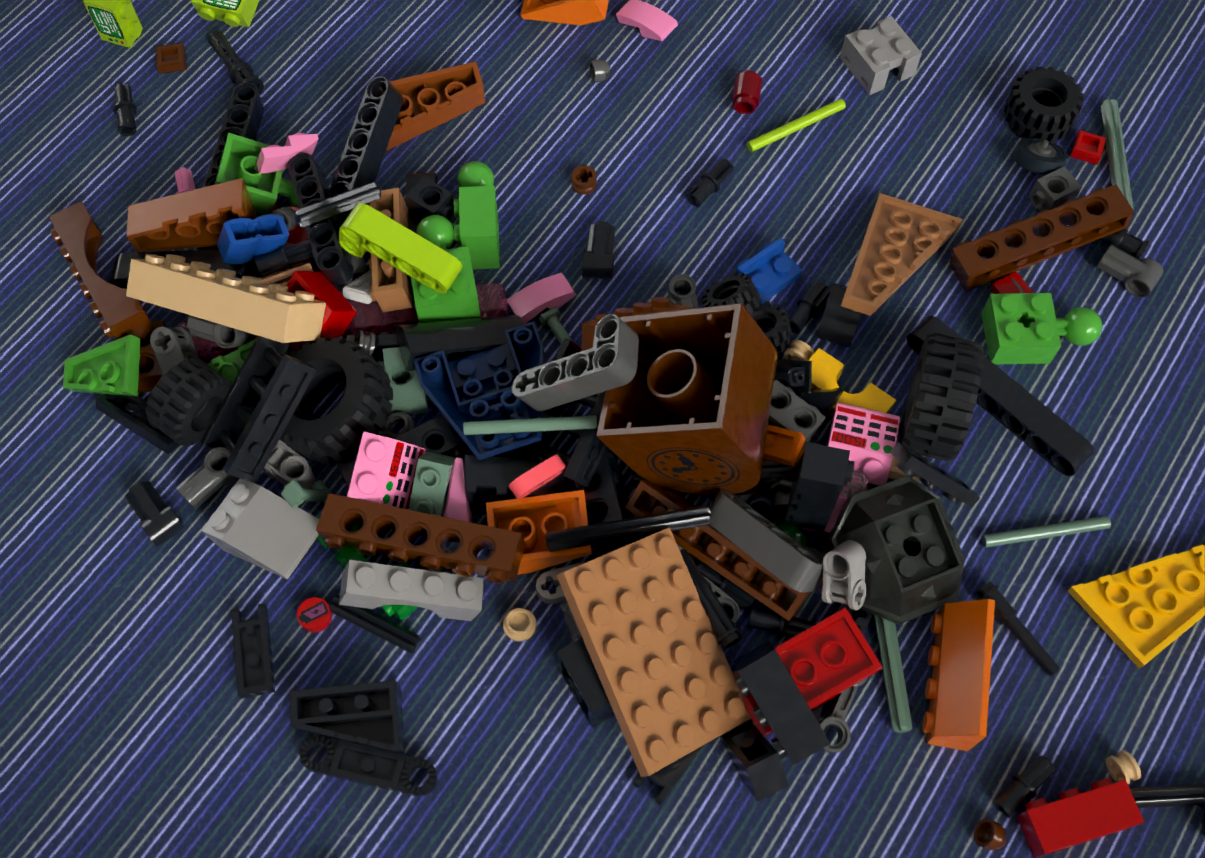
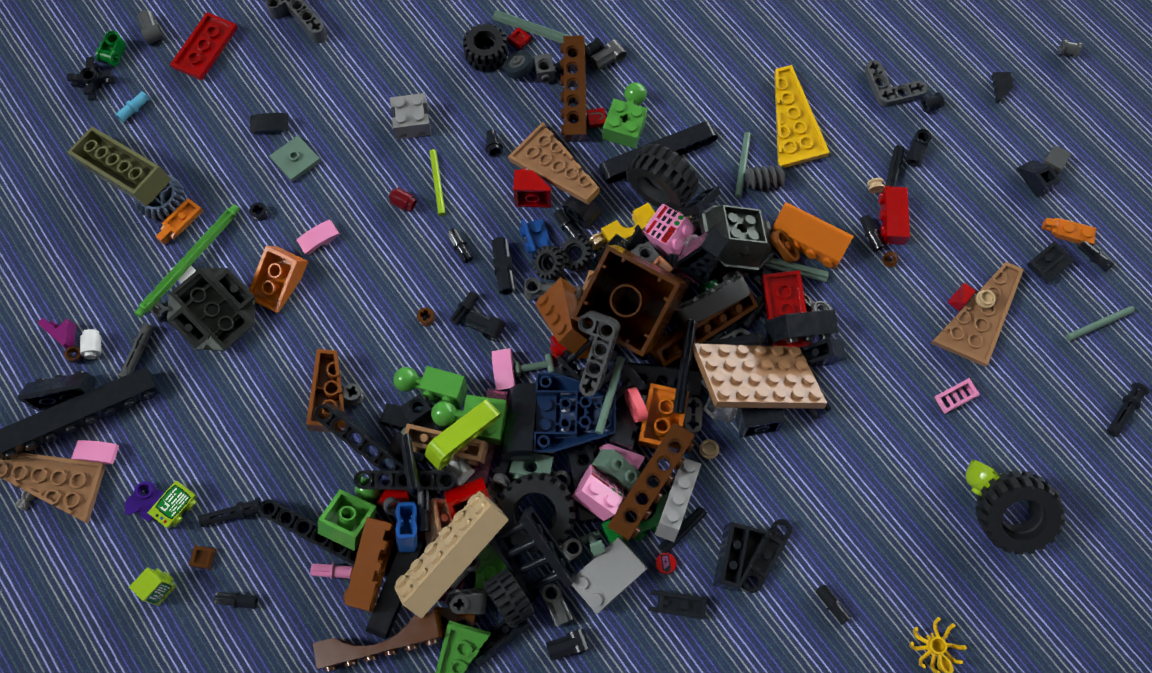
camera: 70 degrees left, 5 degrees up
(277, 158) = (347, 486): bright pink slope -> none
(430, 130) = (352, 389): none -> dark grey bush
(599, 70) = (346, 279): dark grey hinge -> none
(615, 218) = (464, 308): none -> black axle
(702, 244) = (503, 266): none -> black piece
(833, 230) = (530, 190): none -> red slope
(845, 580) = (747, 266): light grey piece -> none
(889, 170) = (493, 144): none -> black cone
(921, 634) = (784, 246): none -> dark orange plate
(1006, 614) = (776, 204): black pin -> none
(1037, 571) = (765, 176): none -> dark grey piece

